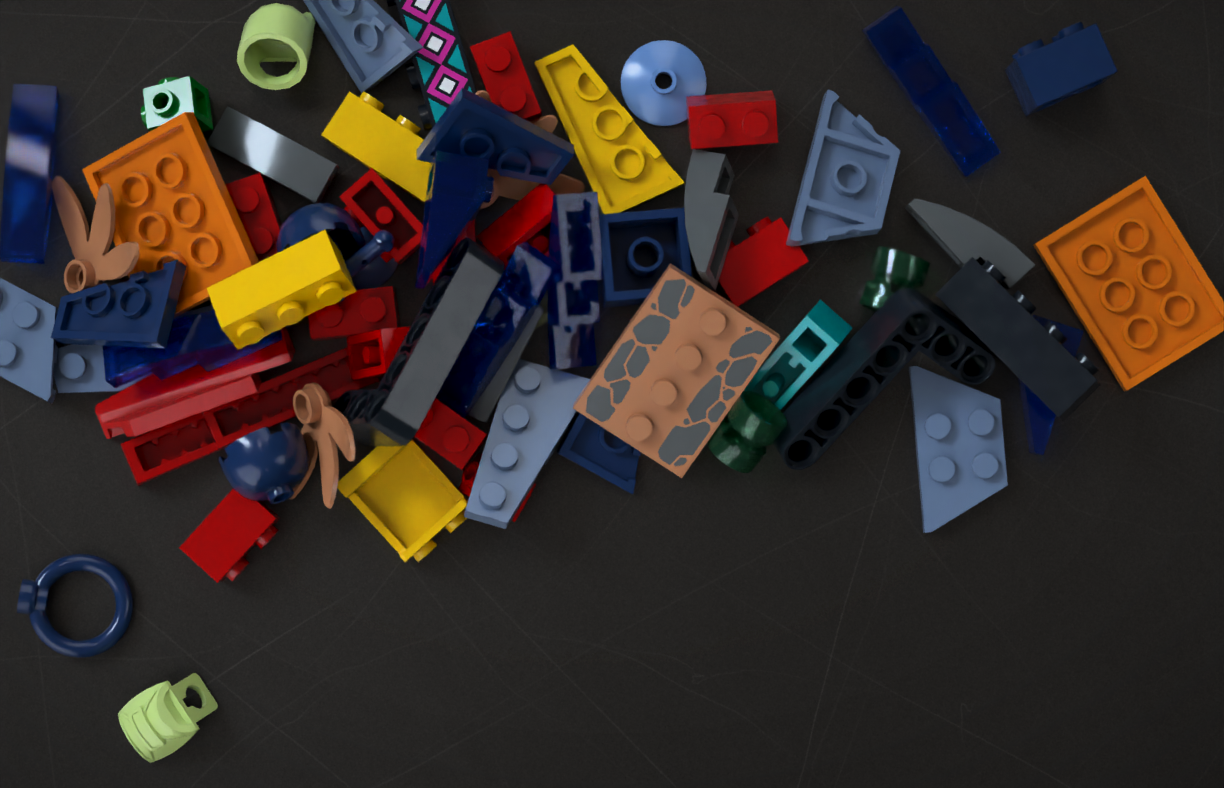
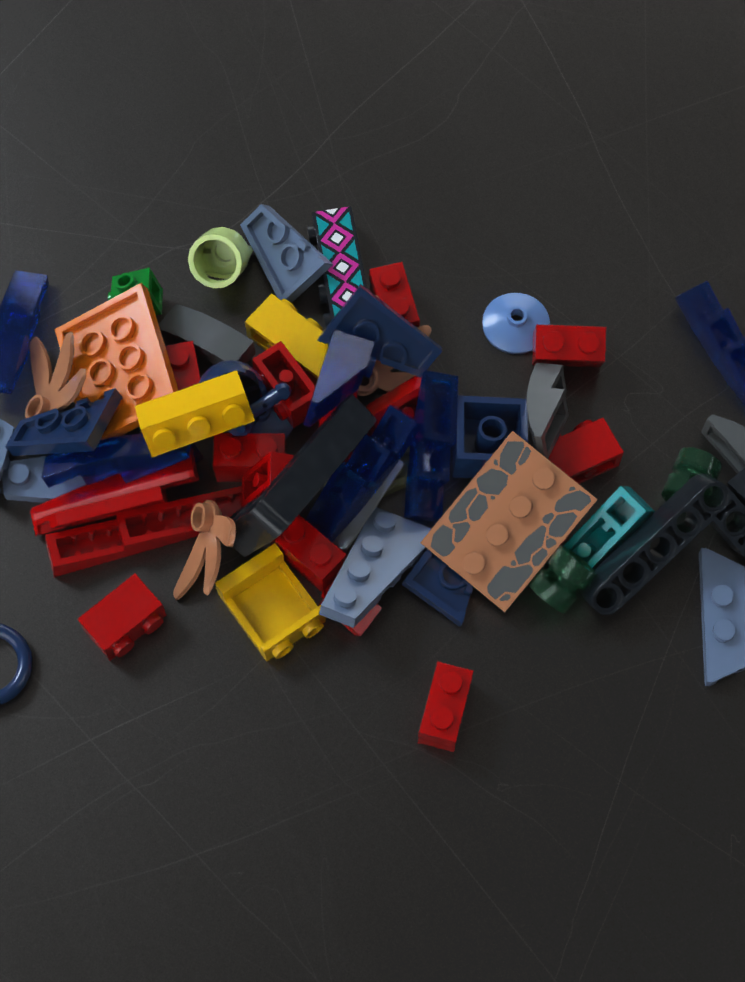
camera: 10 degrees right, 20 degrees down
(160, 721) = (38, 765): yellowish green piece -> none
(267, 464) = (161, 556): dark blue cylinder -> none
(607, 141) = (466, 347): yellow wing -> none
(623, 600) = (445, 706): none -> red brick
(843, 179) = (655, 399): sand blue wing -> none

